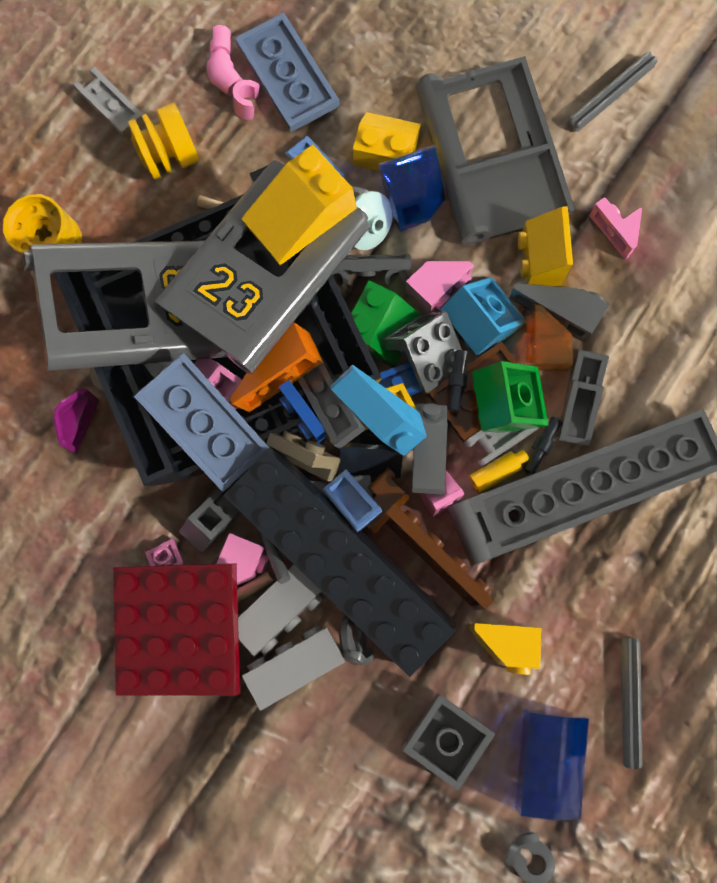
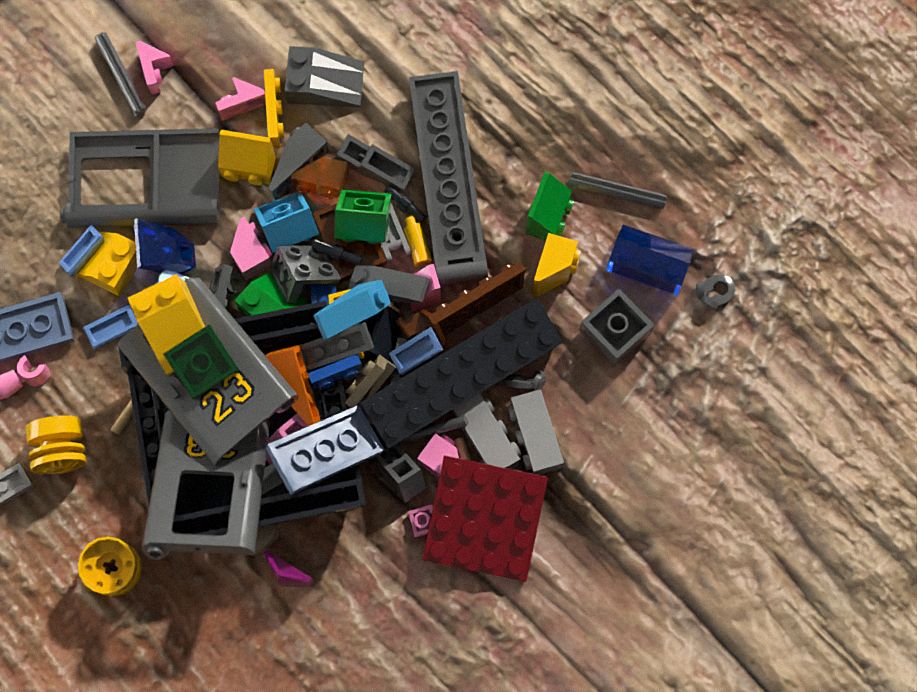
camera: 80 degrees left, 5 degrees down
(260, 250) = (201, 361): none -> dark green tile
(391, 109) = (82, 251): none -> medium blue tile
(580, 621) = (549, 208): none -> green slope
(619, 264) = (273, 107): none -> yellow plate
(633, 117) = (152, 62): none -> bright pink slope
(674, 311) = (323, 78): none -> dark grey slope

